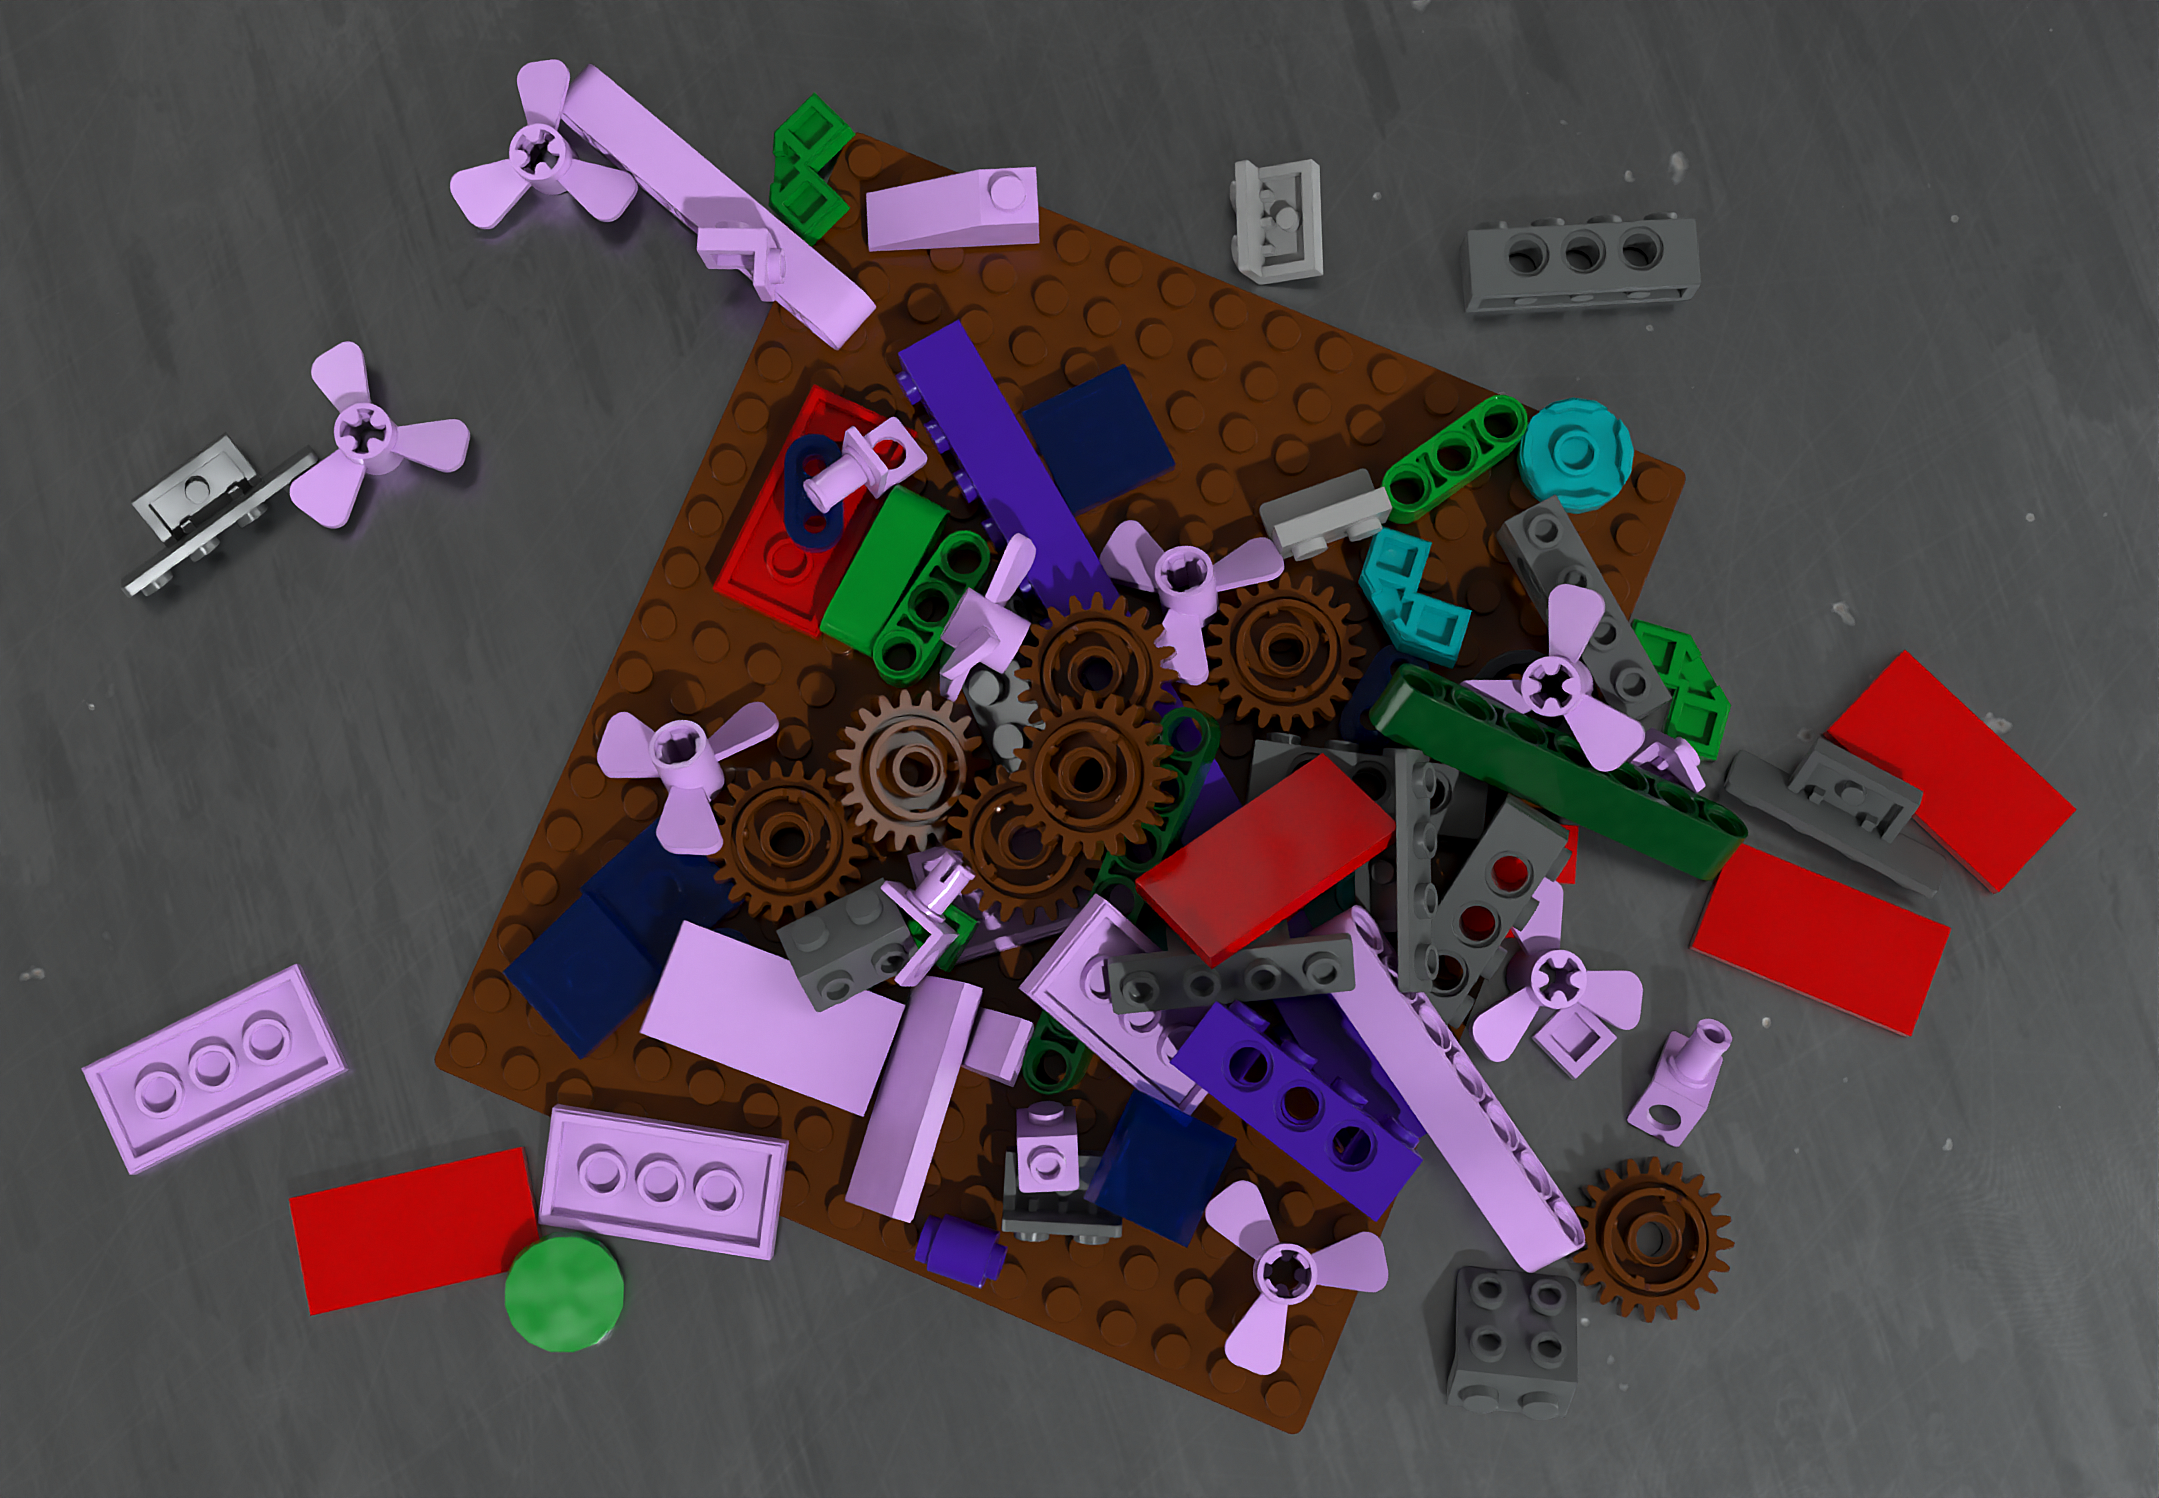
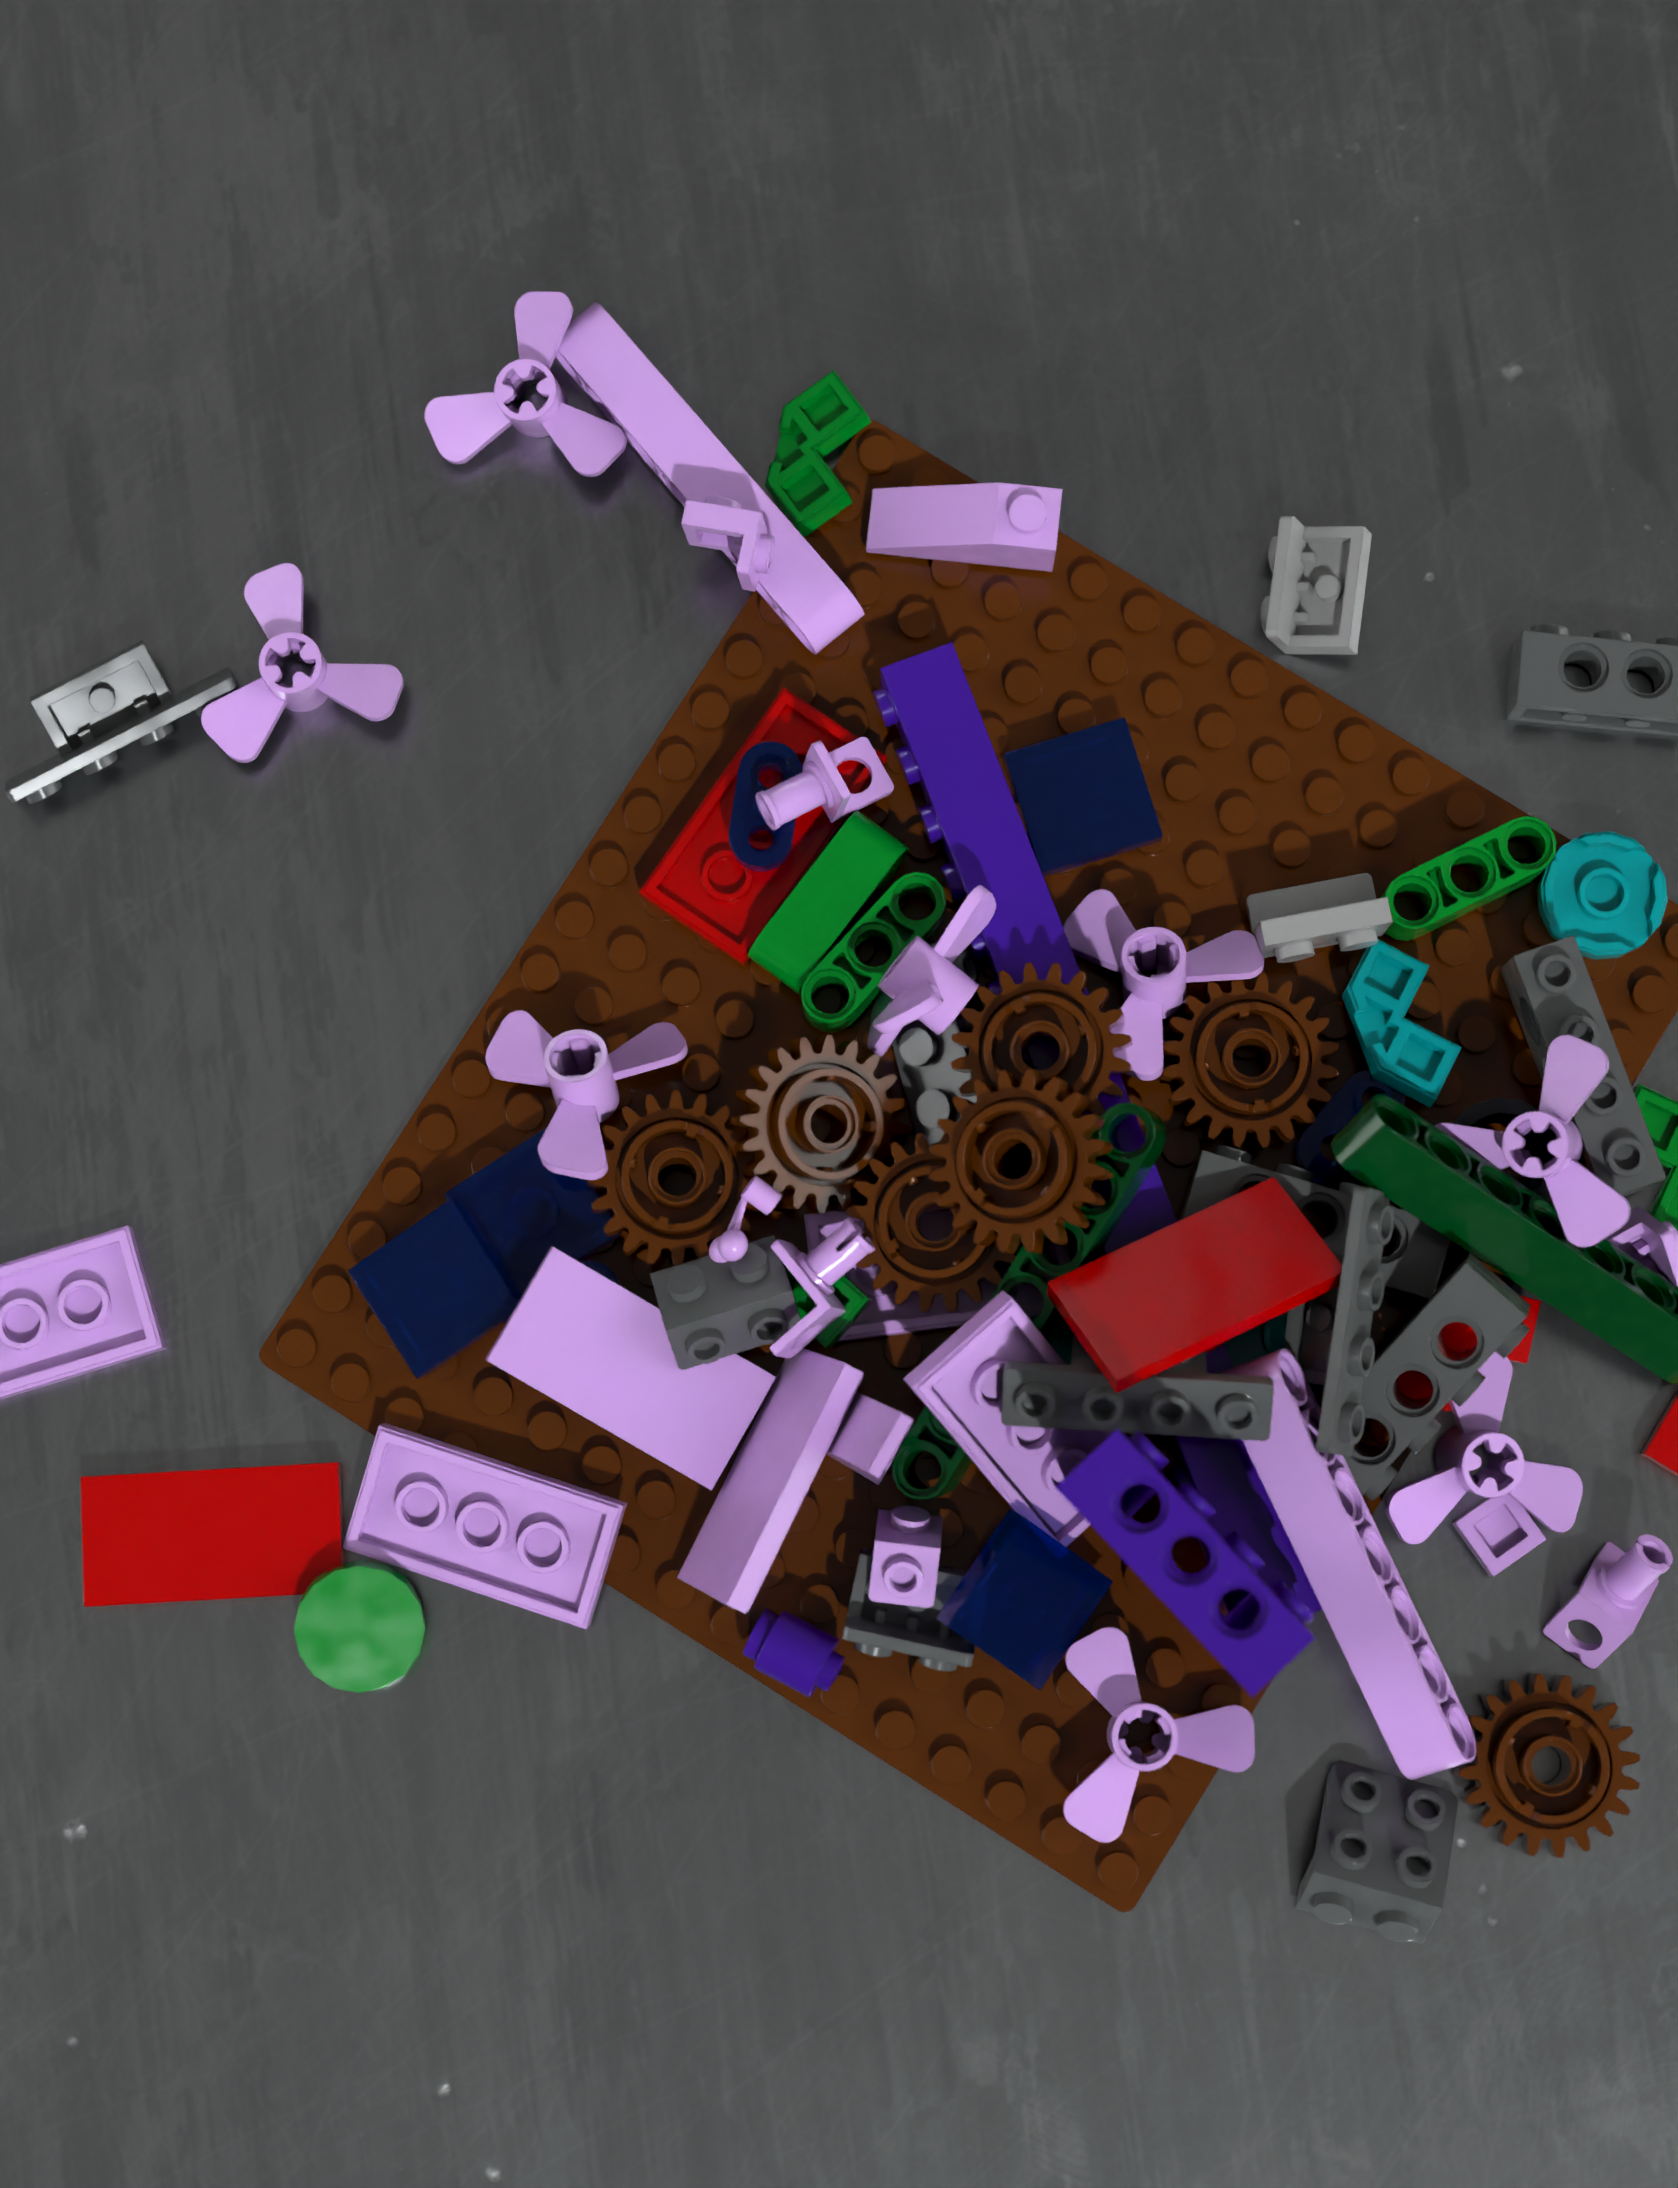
camera: 15 degrees right, 0 degrees up
(847, 890) = (734, 1243): none -> lavender piece

